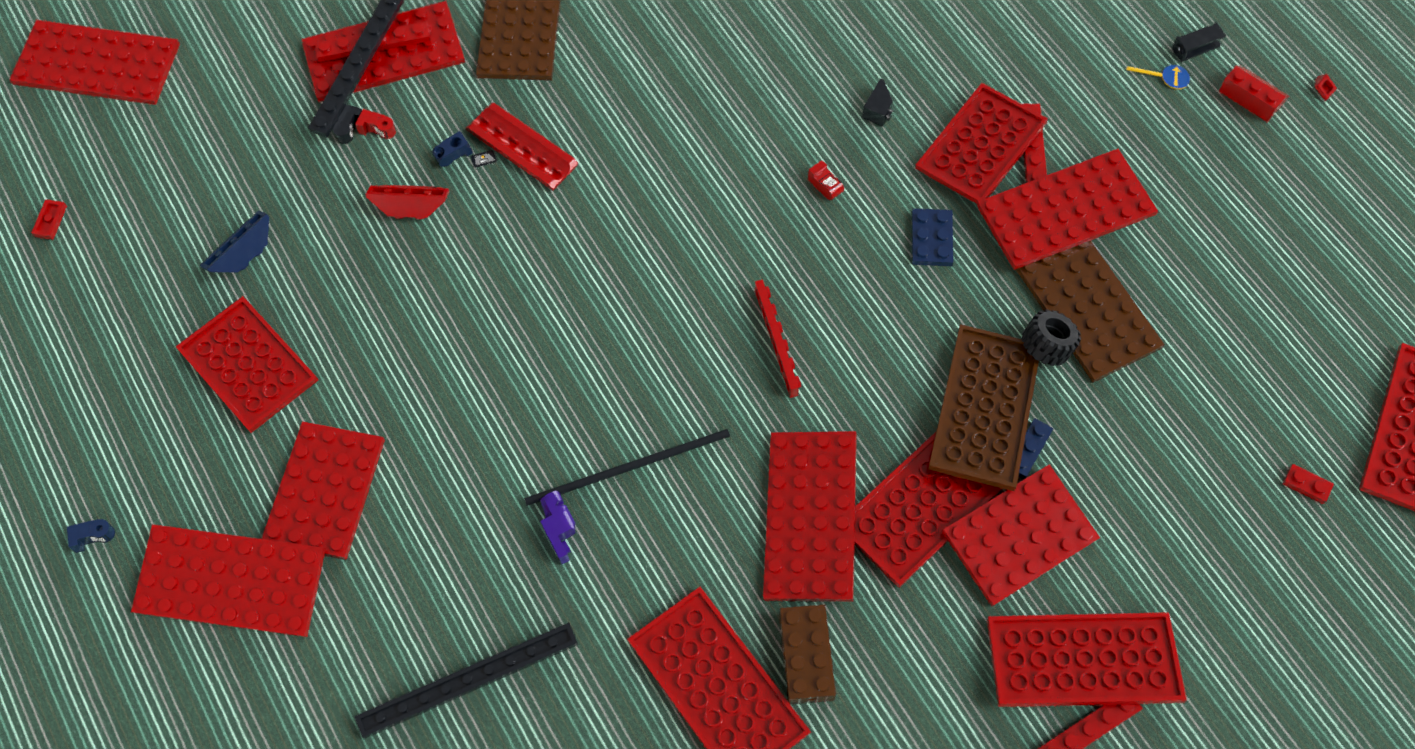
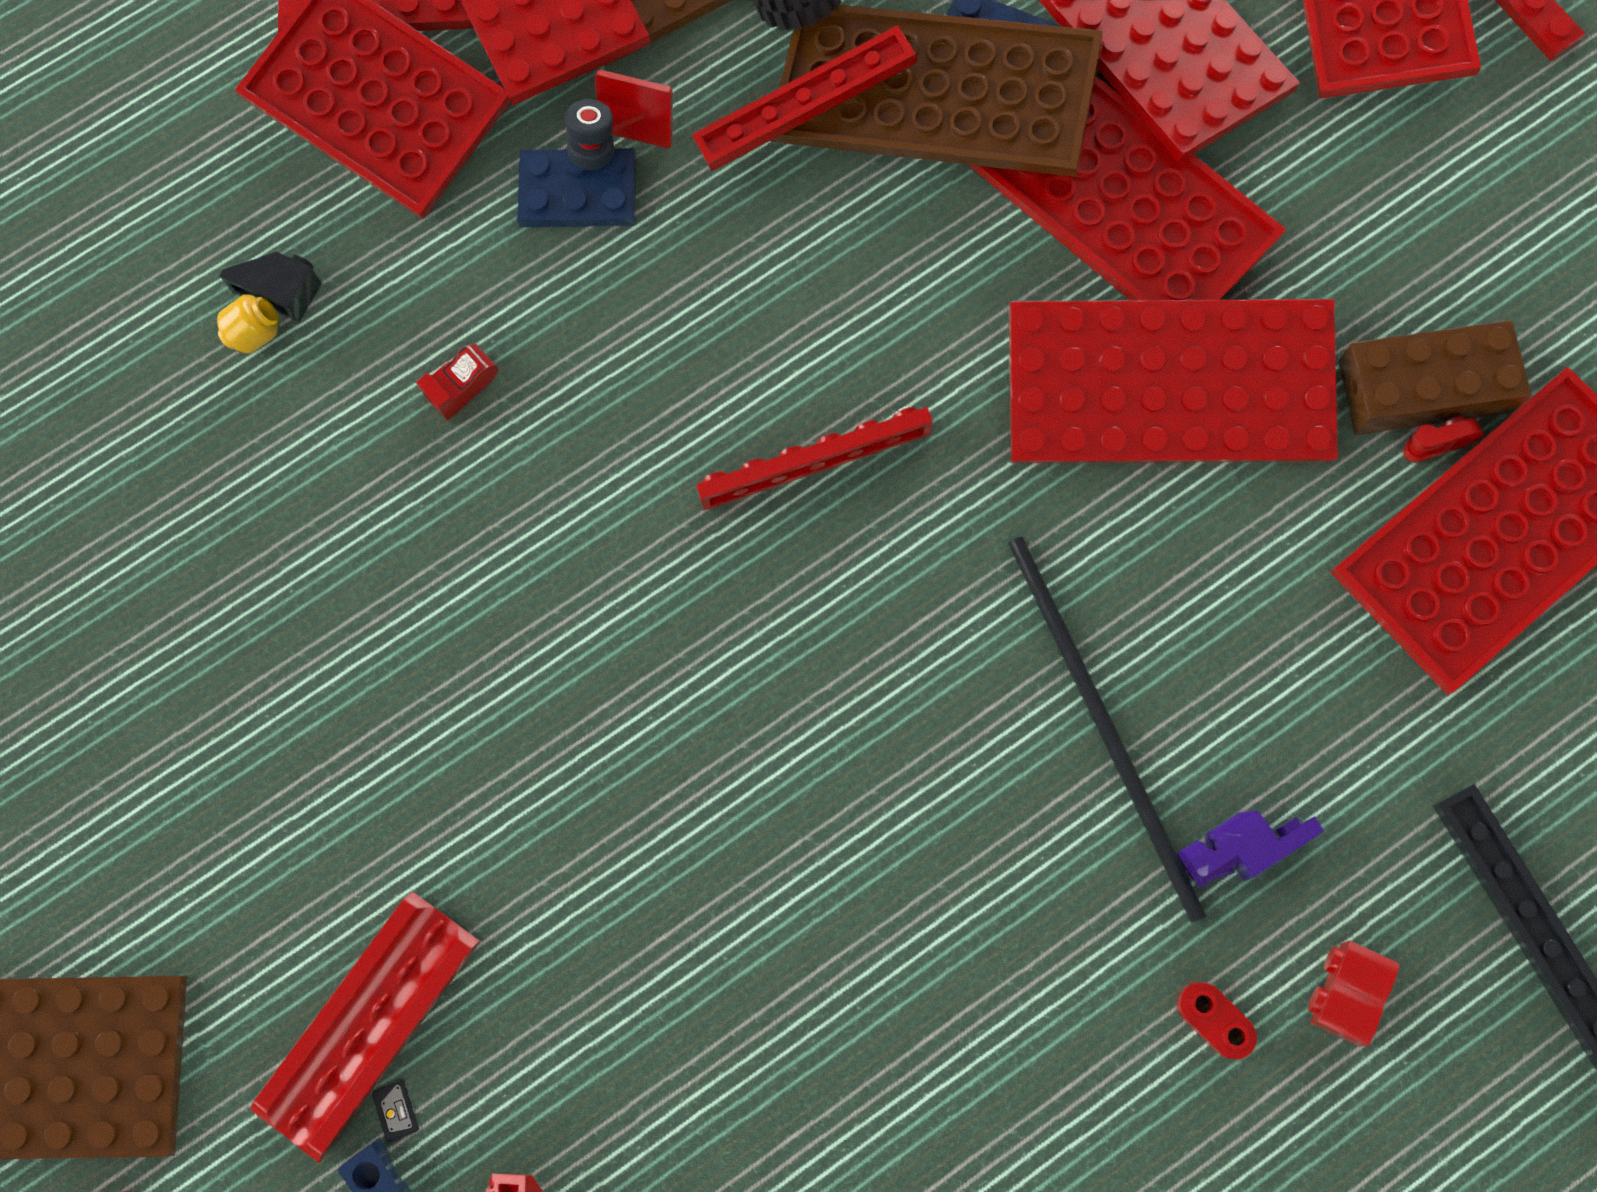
camera: 90 degrees left, 10 degrees up
(476, 505) = (1216, 1021): none -> red plate
(479, 568) = (1353, 992): none -> red brick
(773, 664) = (1433, 442): none -> red plate
(856, 92) = (247, 323): none -> yellow head
(956, 236) = (621, 108): none -> red plate
(977, 339) = (804, 98): none -> red plate

